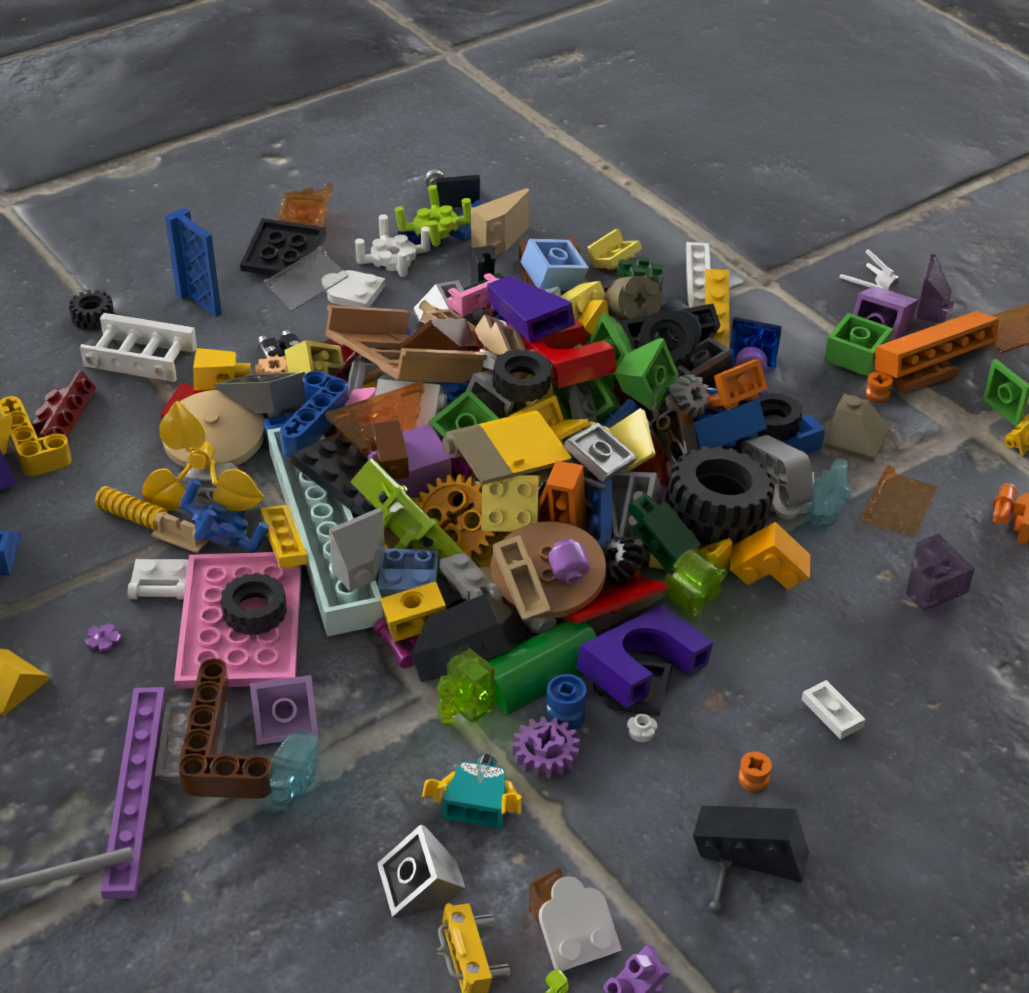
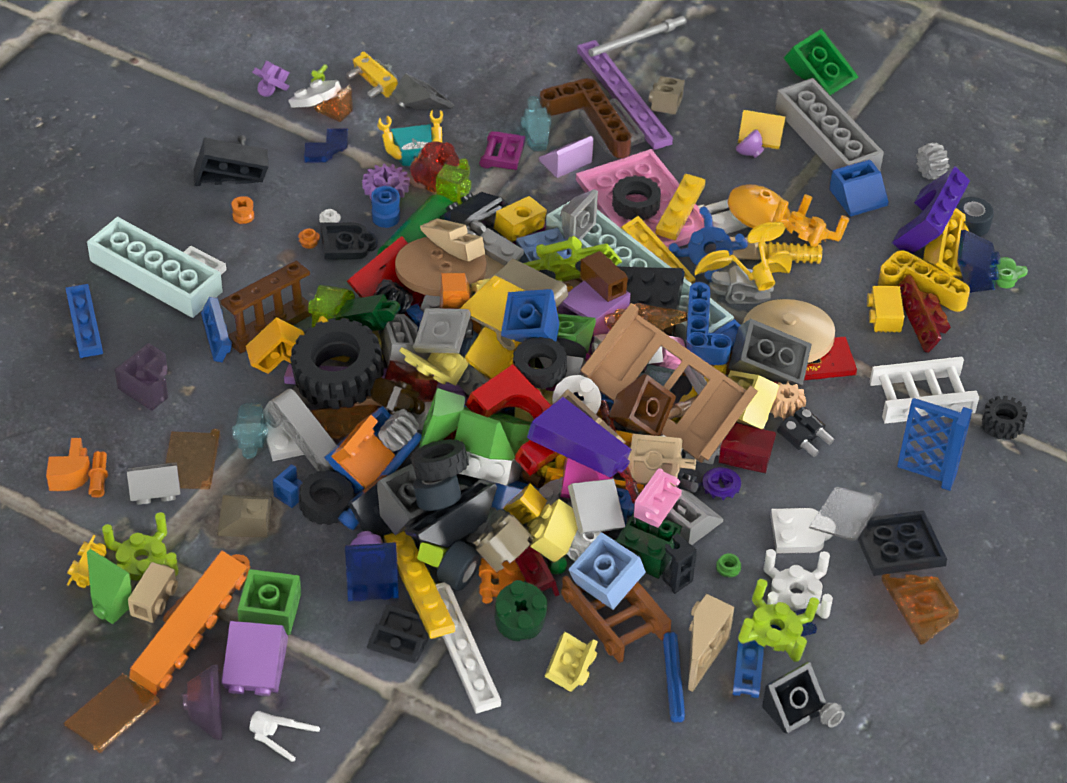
camera: 155 degrees right, 5 degrees up
(48, 650) = (751, 145): none -> medium lavender brick
(76, 525) = (809, 229): none -> light orange plate
(83, 744) = (666, 95): none -> dark tan brick
(93, 423) = (886, 308): none -> yellow brick
(102, 637) = (728, 172): medium lavender plant -> none
(115, 567) = (754, 204): none -> light orange dish
(206, 585) = (680, 207): none -> yellow plate
(216, 367) = (835, 381): yellow torso -> none
(354, 745) = (509, 152): none -> magenta plate
(434, 277) = (728, 565): none -> bright green plate
(473, 727) = (430, 162): none -> clear red brick
(509, 398) = (530, 315): none -> blue slope
(540, 224) = (673, 675): none -> blue axle
(569, 561) = (422, 249): medium lavender head -> none
(605, 839) = (322, 152): none -> clear blue tile
(656, 631) = (358, 221): dark purple arch -> none
(680, 708) = (309, 238): none -> orange plate
(750, 306) = (399, 635): none -> black slope
(774, 610) = (256, 292): none -> reddish brown fence
(837, 615) = (216, 329): none -> blue plate
(901, 709) = (154, 266): none -> light aqua brick
(946, 479) = (153, 482): none -> light grey slope
(964, 388) = (152, 592): none -> tan brick
(980, 423) = (141, 545): none -> lime plate
(999, 680) = (84, 321): none -> blue plate

